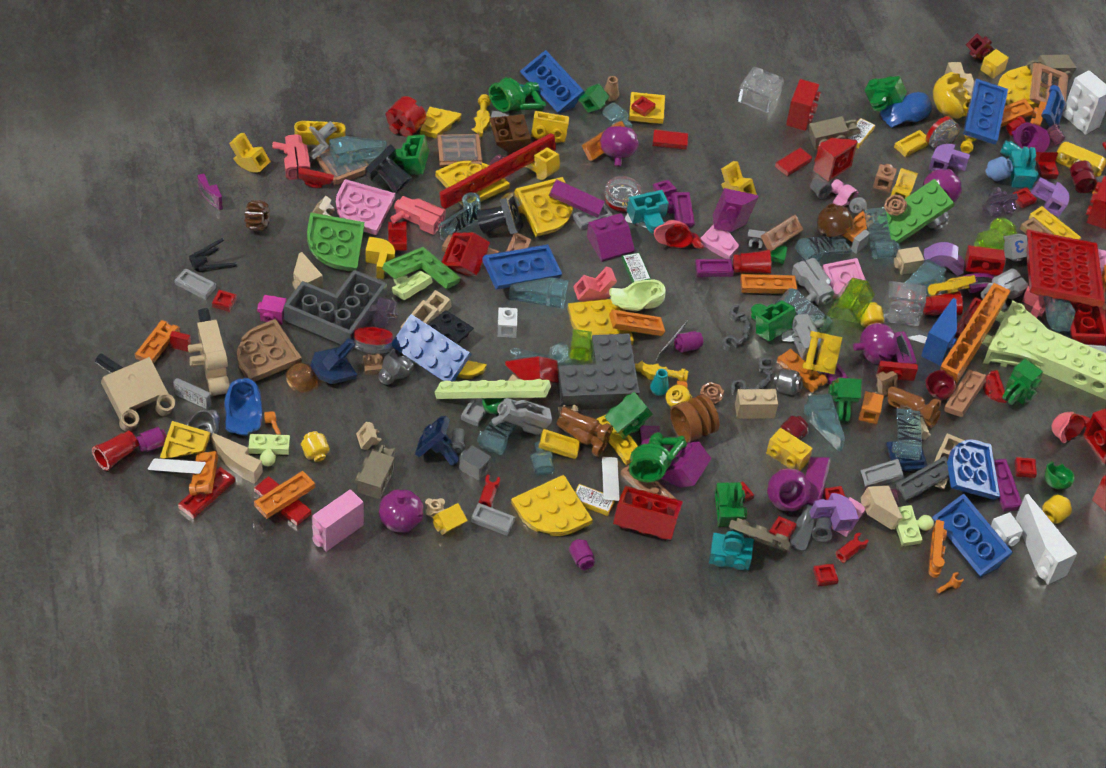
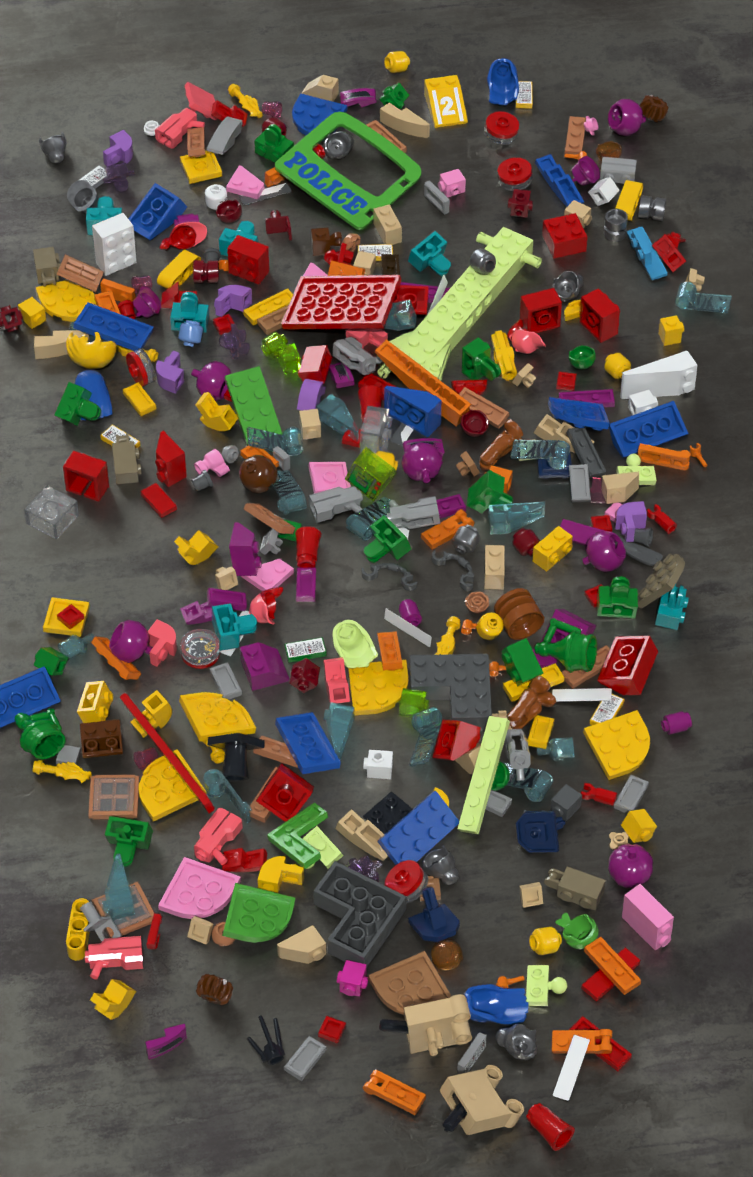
camera: 80 degrees left, 0 degrees up
(151, 439) = (534, 1091): magenta brick -> none
(180, 341) = (396, 1066): red tile -> none
(184, 441) = (541, 1057): yellow wing -> none
(237, 458) = (561, 1012): tan slope -> none
(324, 471) = (579, 930): none -> bright green hat
(388, 170) = (152, 860): black plant -> none
(405, 117) = (69, 838): red brick -> none
(438, 122) = (65, 815): yellow wing -> none
(576, 198) = (211, 686): magenta tile -> none
(594, 258) = (304, 675): none -> dark red brick
(612, 88) = (35, 643): medium nougat cone -> none
(633, 167) = (163, 640): none -> coral brick
(660, 382) = (466, 641): teal cone -> none
(670, 139) = (115, 602): red tile -> none
(706, 207) = (226, 578): none -> tan tile
(767, 283) = (334, 541): orange plate -> none
(783, 527) = (641, 566): red tile -> none
(825, 575) = (690, 543): red tile -> none
(827, 353) = (444, 500): yellow plate -> none
(886, 173) = (191, 427): nougat brick -> none
(895, 200) = (250, 411): nougat plate -> none
(904, 371) = (454, 454): red plate -> none
(952, 285) = (356, 388): yellow plate -> none
(1008, 147) = (161, 320): teal cone -> none
(1015, 246) = (300, 336): light grey brick -> none
(1018, 427) = (524, 376): none -> tan tile
(1042, 410) = (503, 355): none -> yellow piece
(1054, 106) = (108, 271): blue plate -> none

